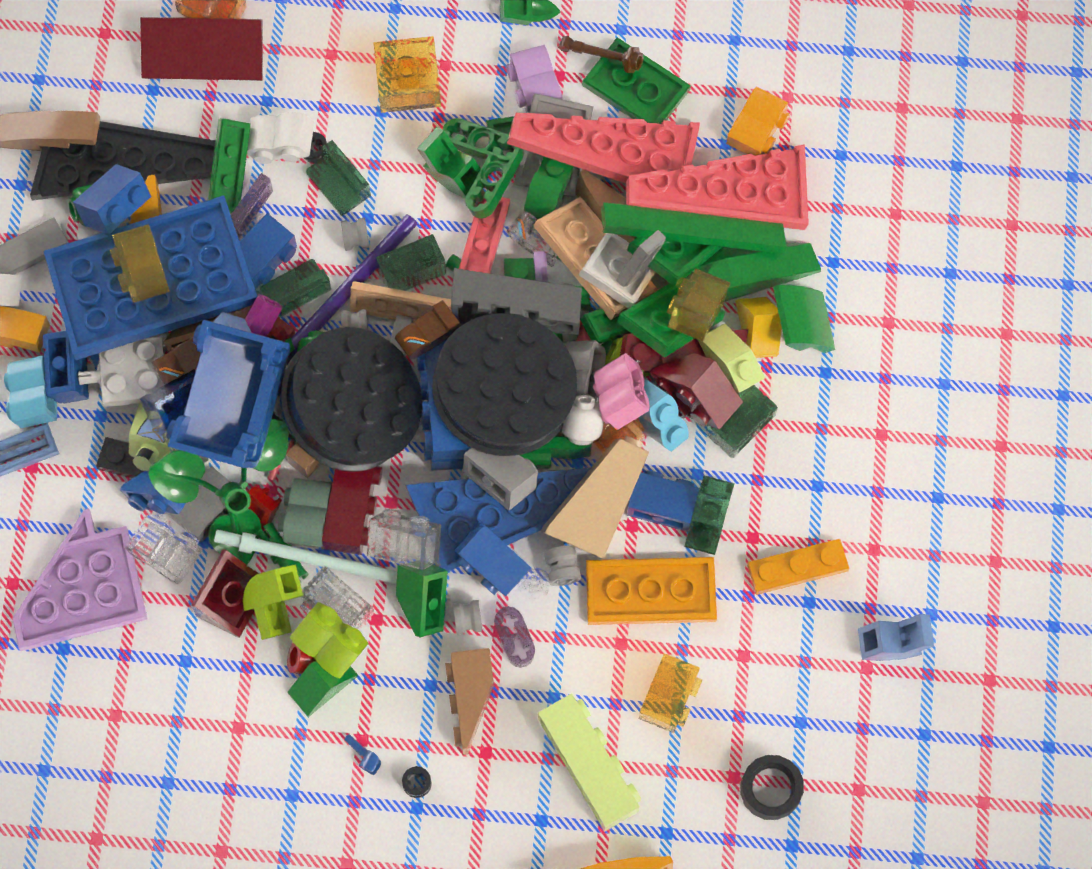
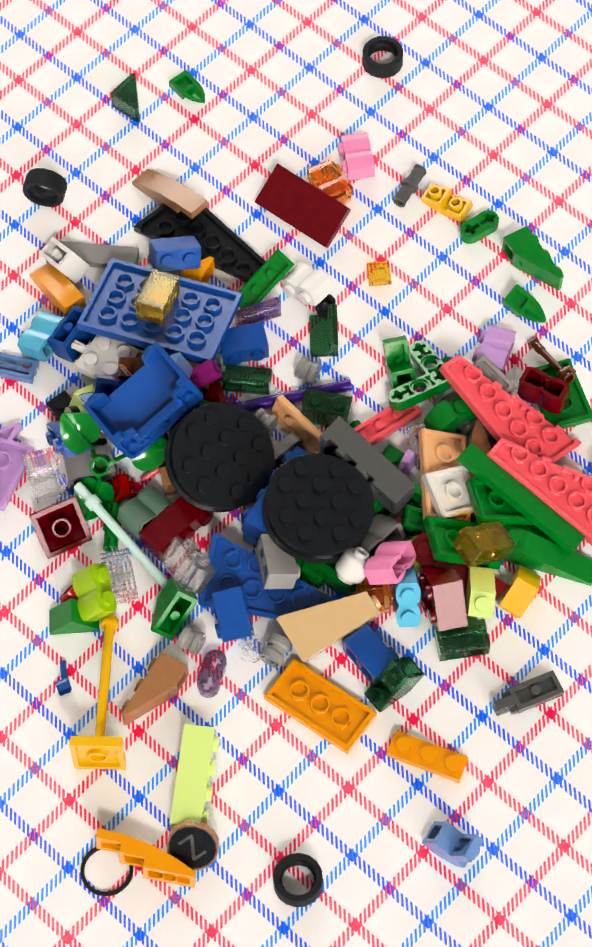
camera: 40 degrees right, 10 degrees down
(267, 596) = (80, 543): lime brick -> none
(343, 72) = (378, 273): none -> clear yellow tile
(407, 74) = (414, 296): clear yellow brick -> none
(417, 772) = (75, 722): black bush -> none
(427, 331) = (292, 445): reddish brown leg -> none
(470, 805) = (98, 750): none -> yellow tile
(629, 92) = (543, 390): none -> dark red brick
(641, 259) = (465, 489): light grey tile -> none
(644, 829) = (193, 844): none -> black tile
(669, 694) = (279, 775): clear yellow brick -> none
(804, 318) = (552, 603): green slope -> none
(850, 429) = (529, 694): none -> dark grey hinge

